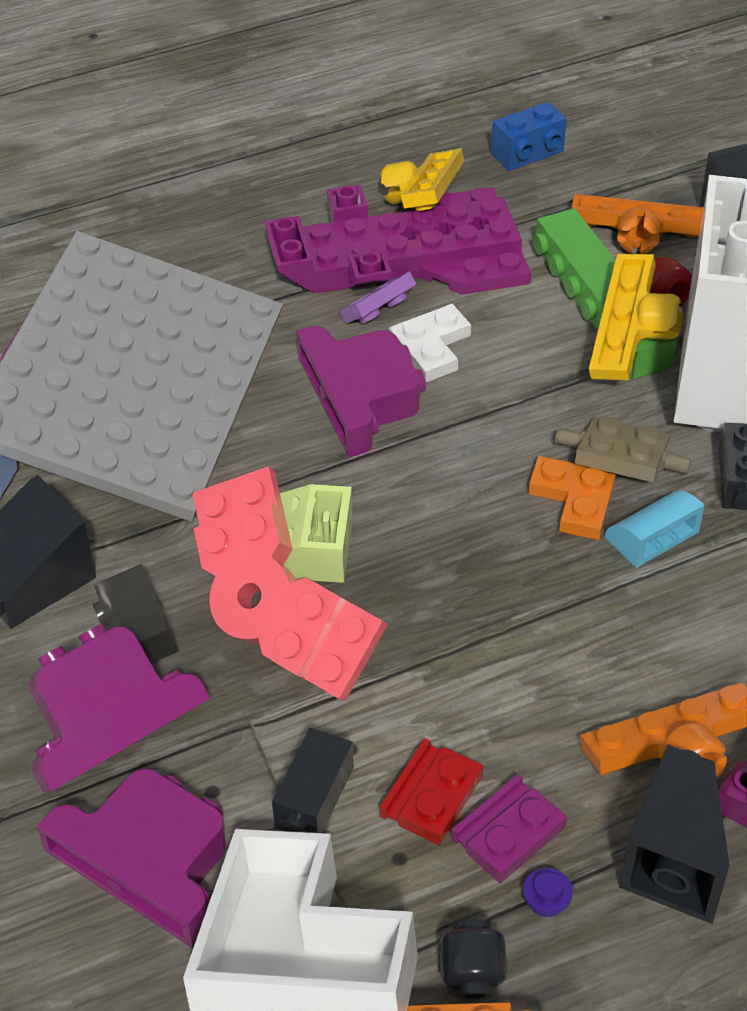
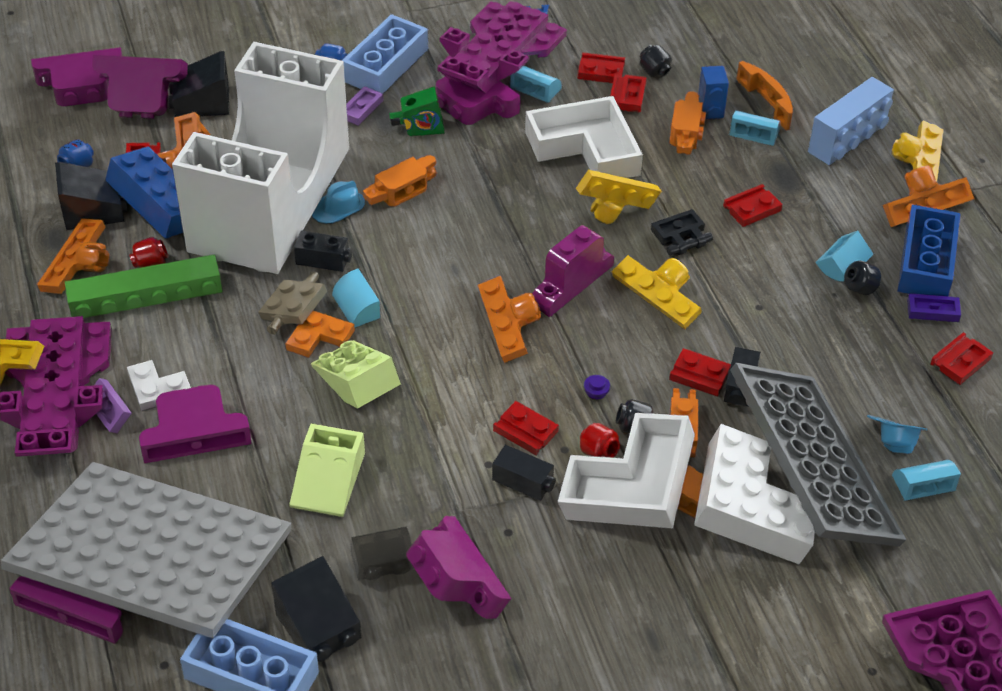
camera: 85 degrees left, 0 degrees up
(144, 848) = (553, 556): magenta brick -> none
(297, 621) = (349, 480): coral plate -> none
(407, 889) = (599, 441): none -> red head
(494, 545) = (357, 372): none -> yellowish green slope
(509, 828) = (554, 397): magenta plate -> none
(632, 316) = (196, 266): yellow plate -> none
(679, 838) = (579, 319): black slope -> none

